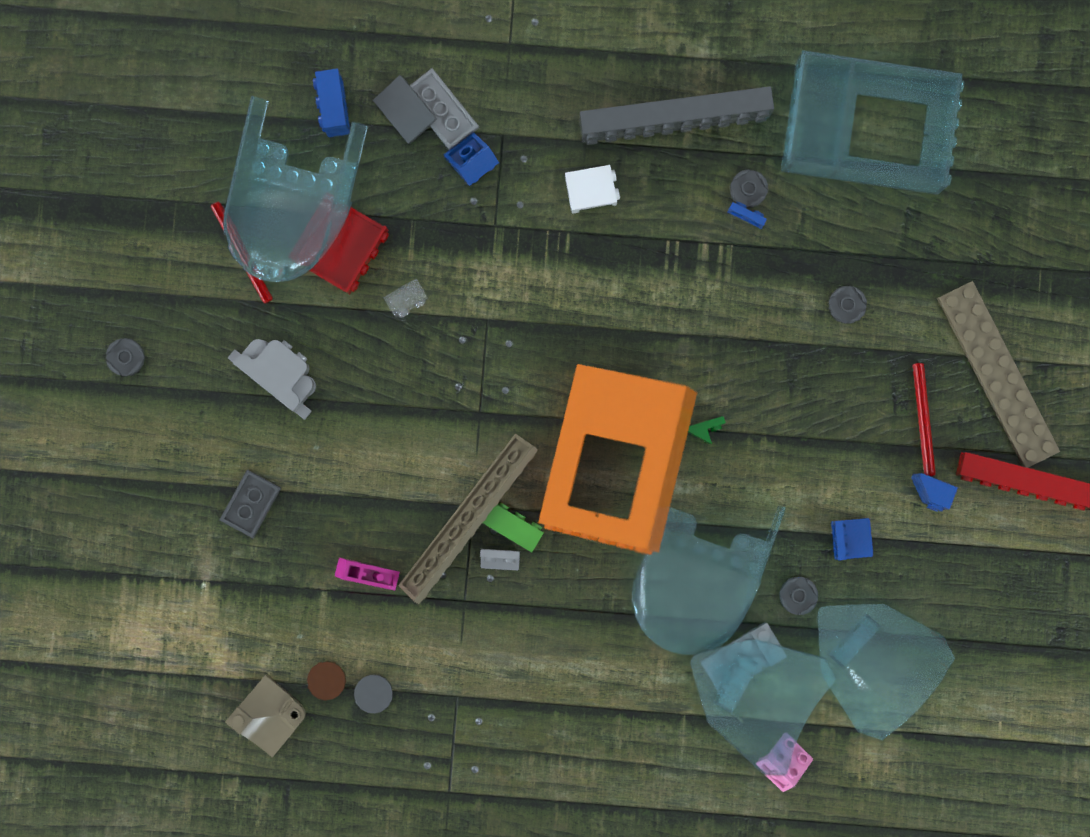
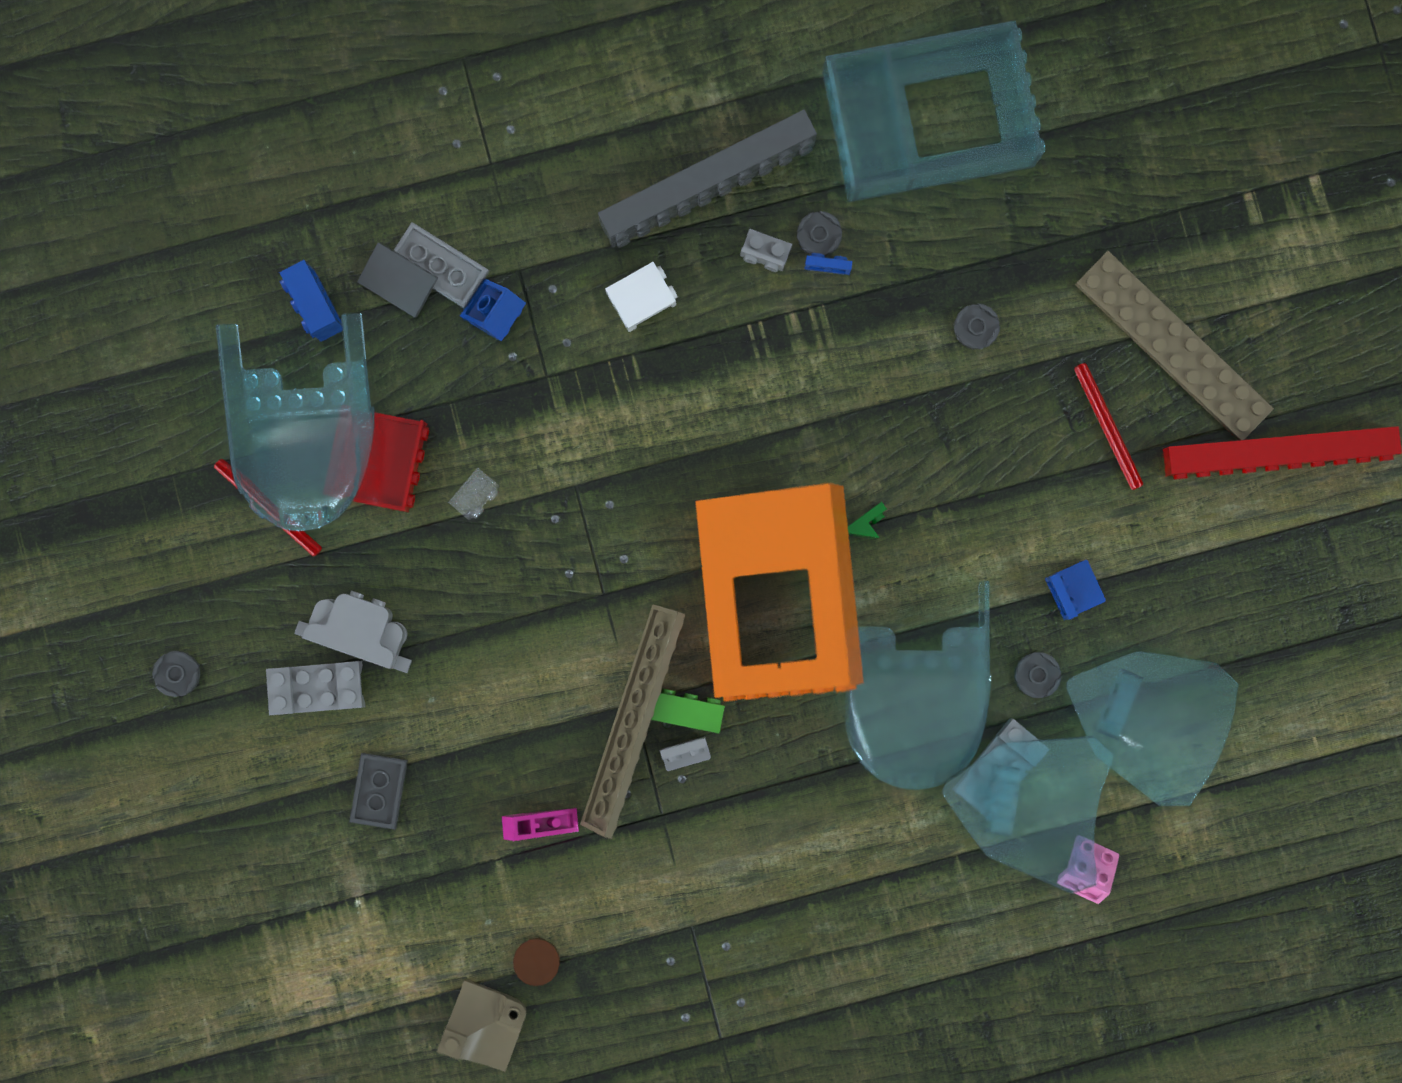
camera: 20 degrees left, 0 degrees up
(229, 406) = (314, 688): none -> light grey piece
(373, 693) = (595, 957): dark grey tile -> none
(702, 187) = (765, 250): none -> light grey bracket
(934, 492) = (1149, 505): blue slope -> none

